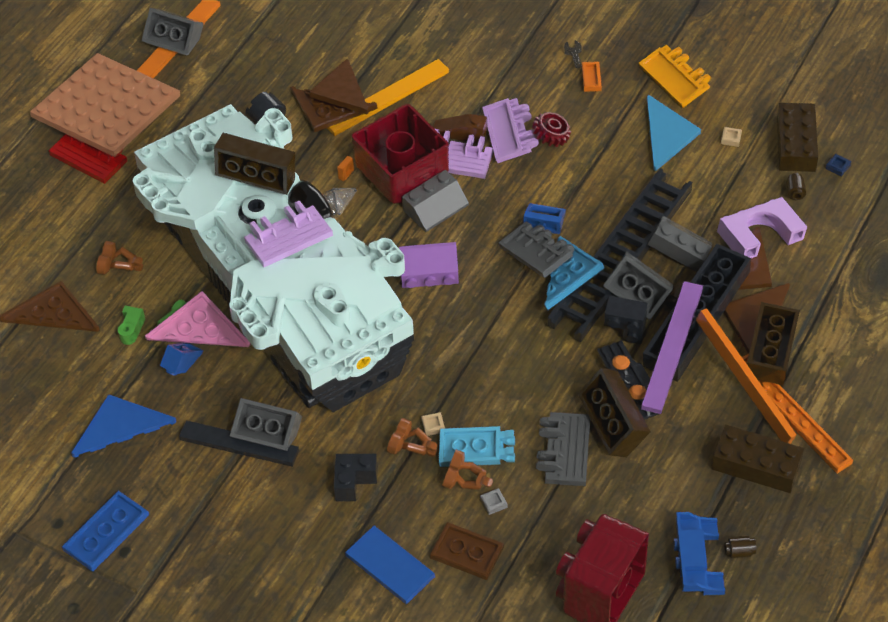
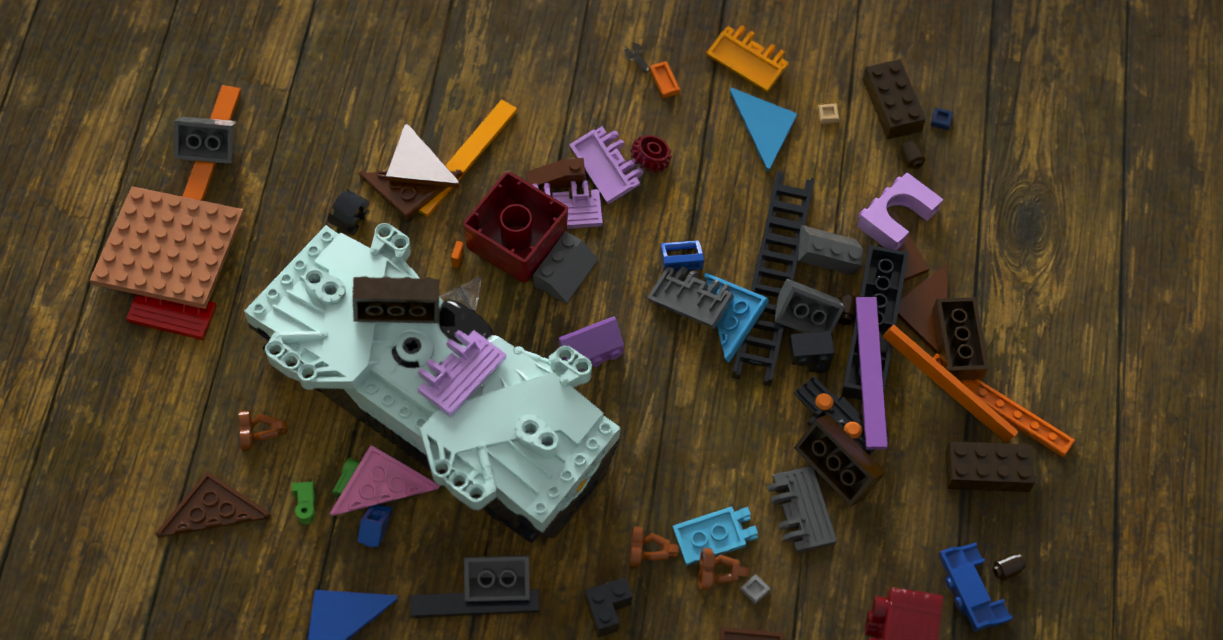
camera: 25 degrees left, 10 degrees up
(432, 423) = (662, 521): tan tile -> none

